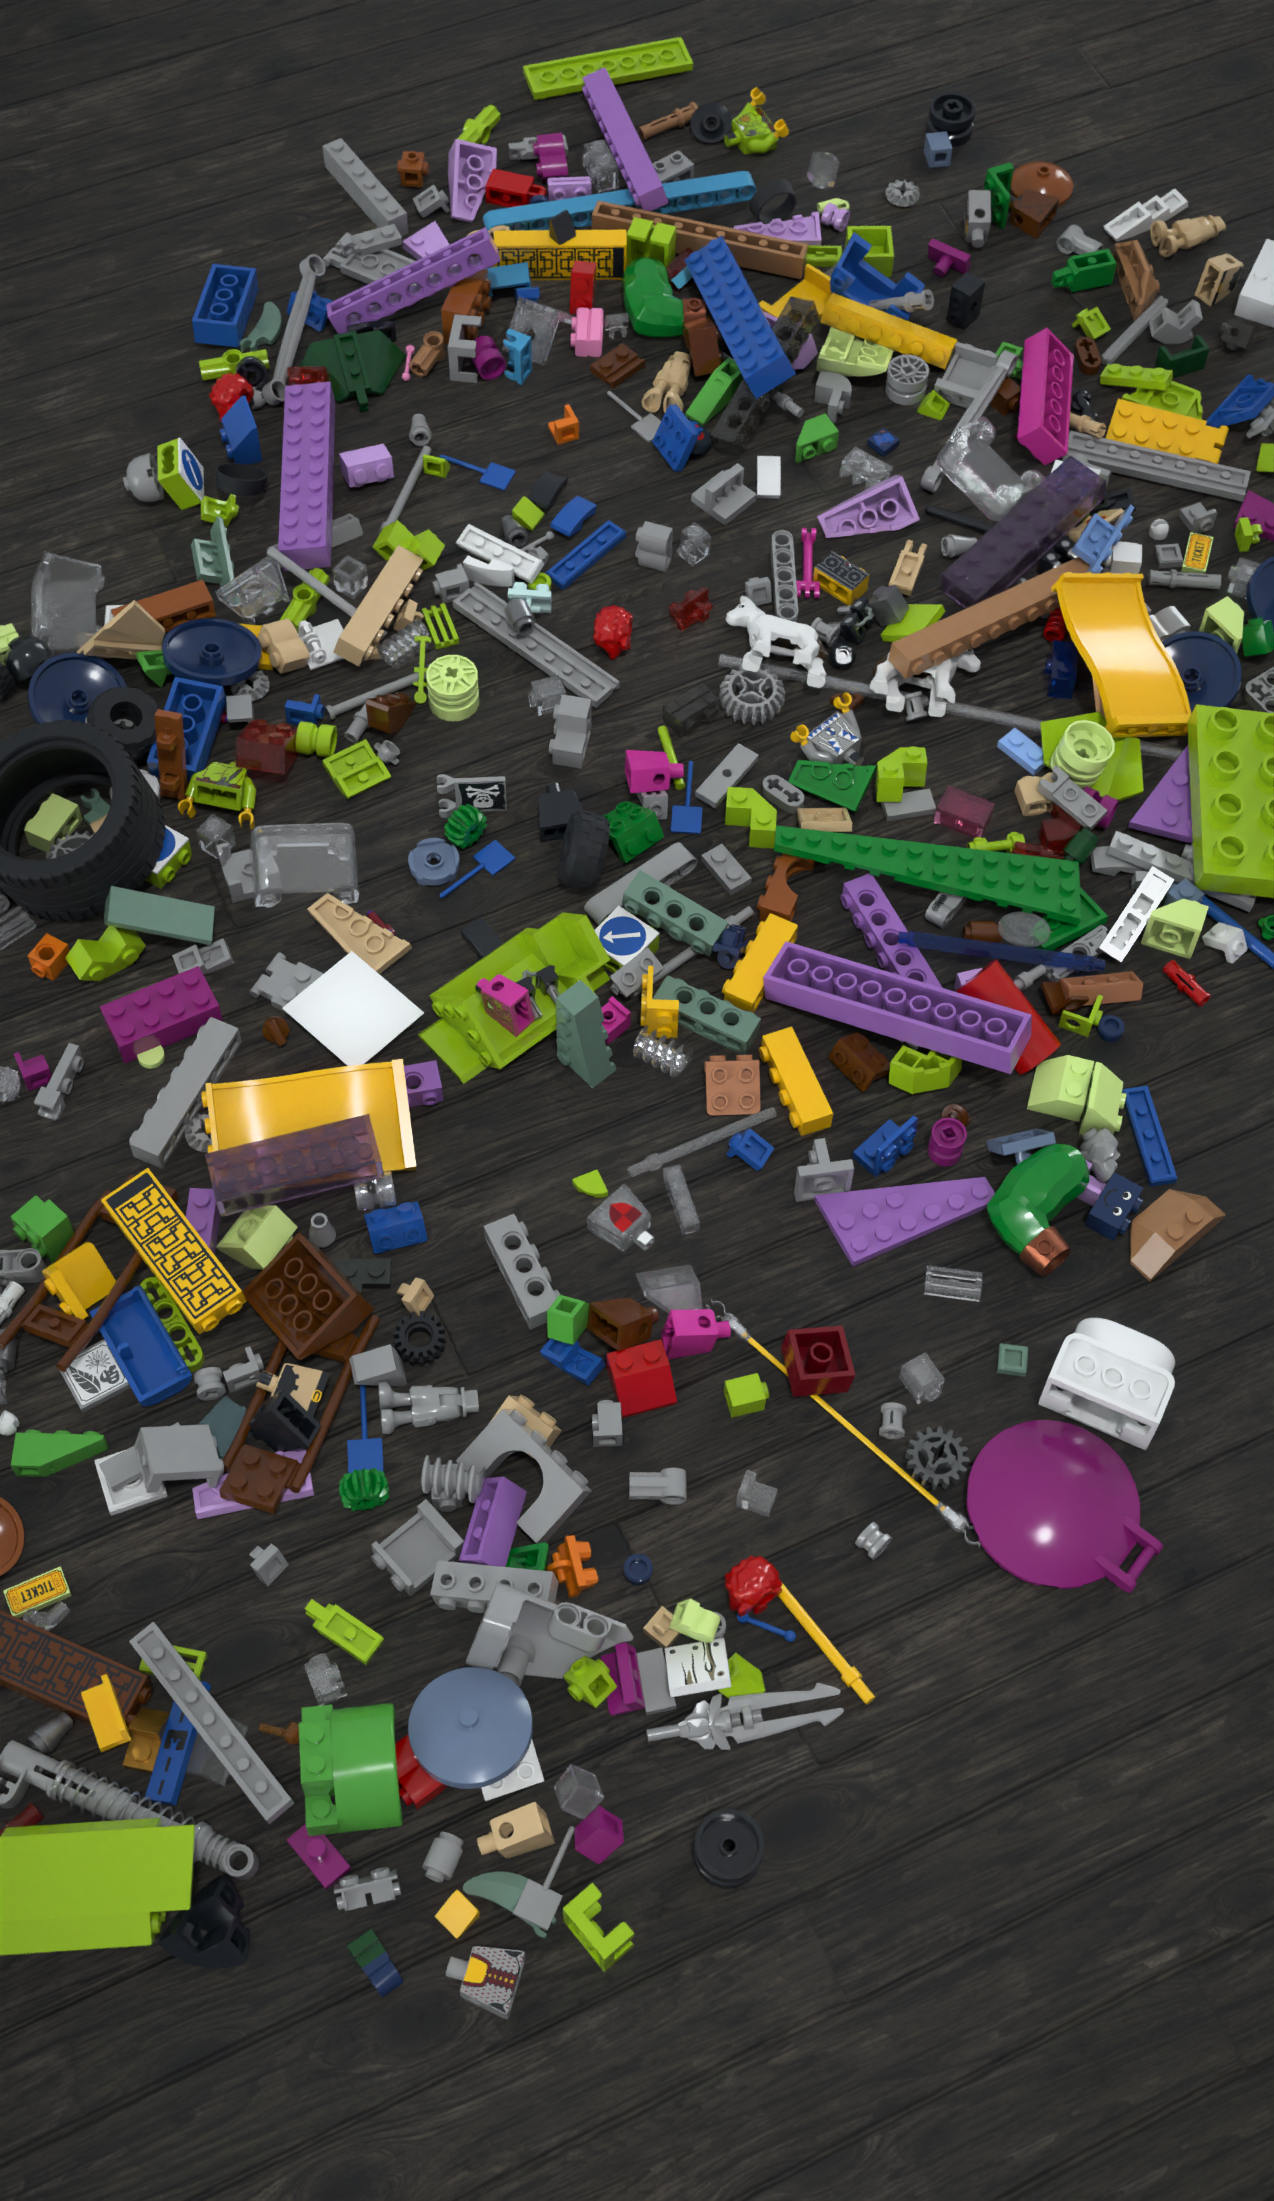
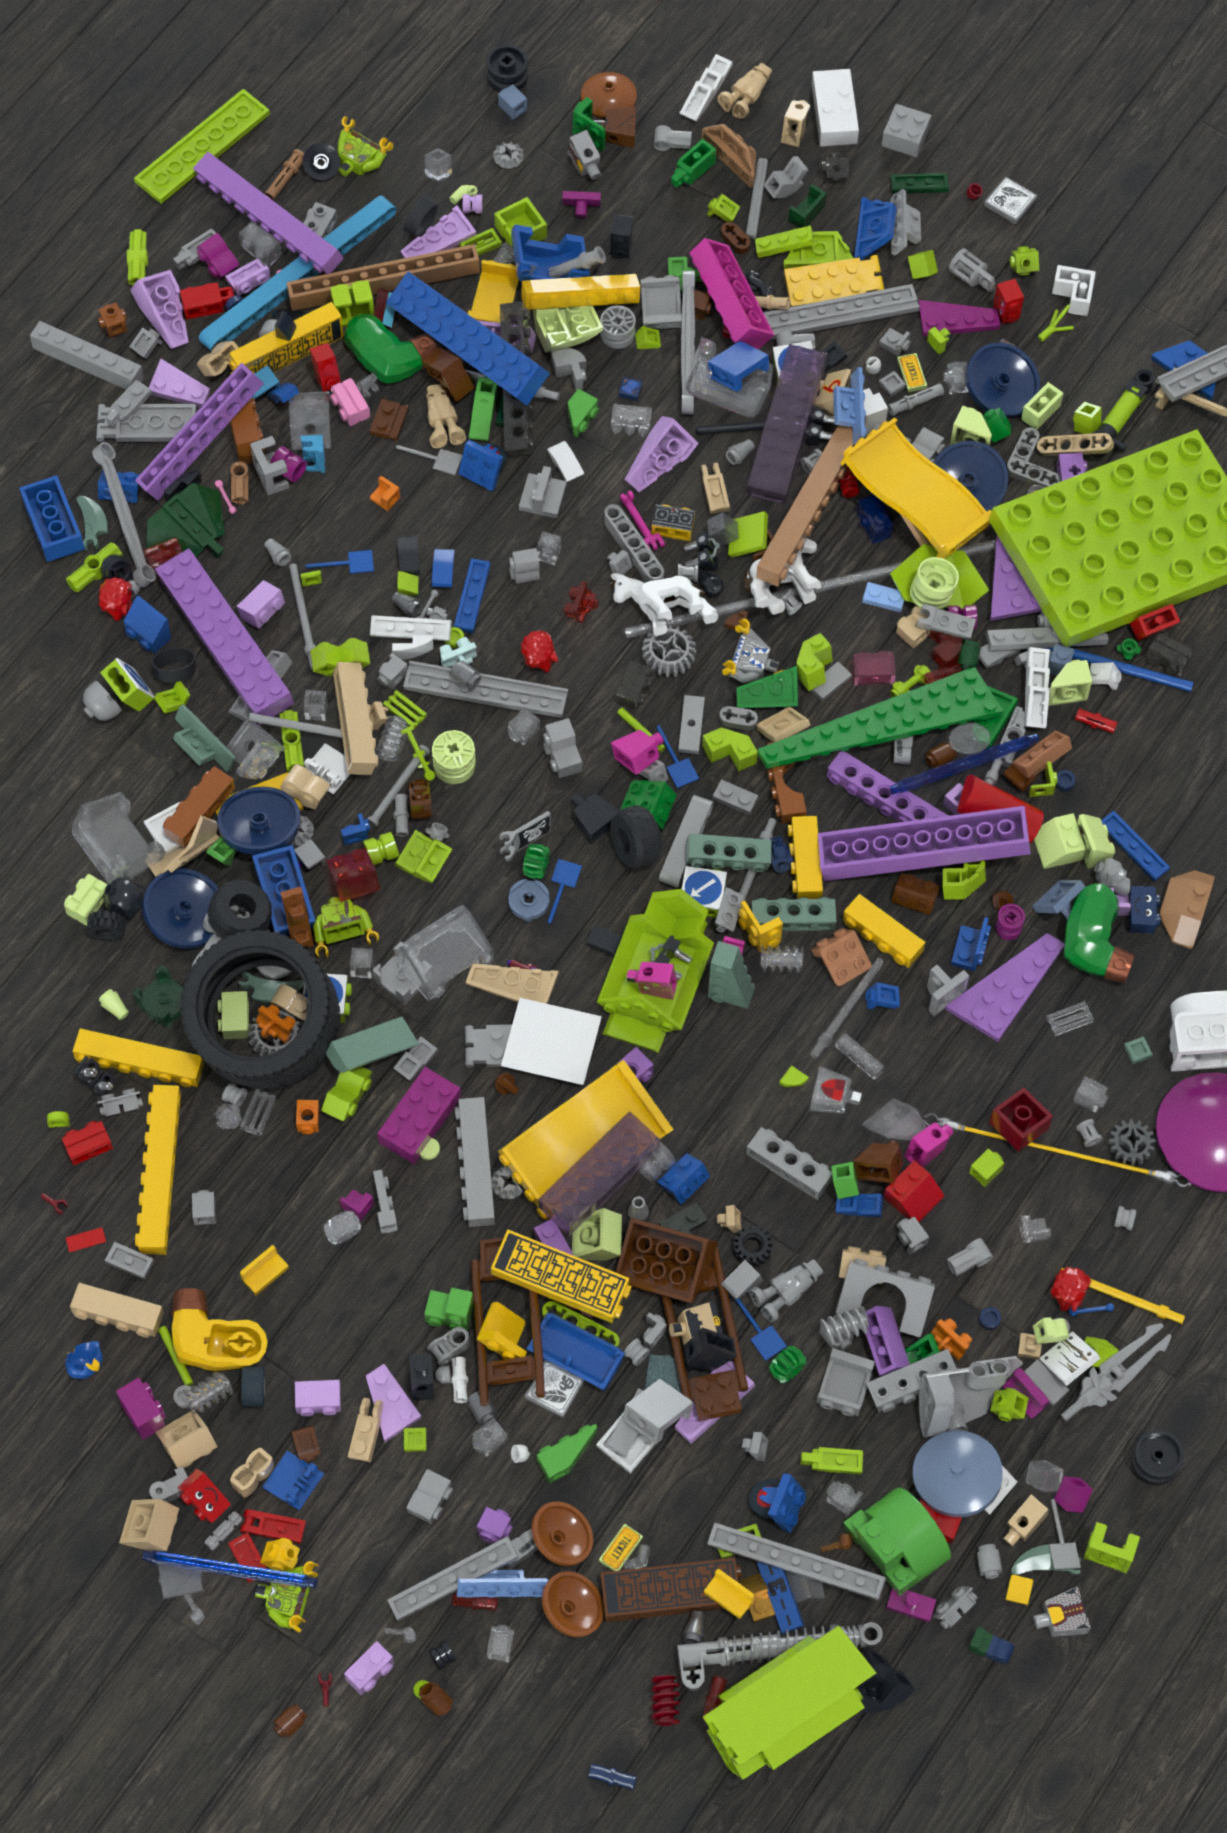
camera: 30 degrees left, 5 degrees up
(71, 839) = (273, 1025): none -> orange hips
(246, 1641) = (778, 1501): none -> blue plate
(992, 454) = (736, 363): none -> blue panel

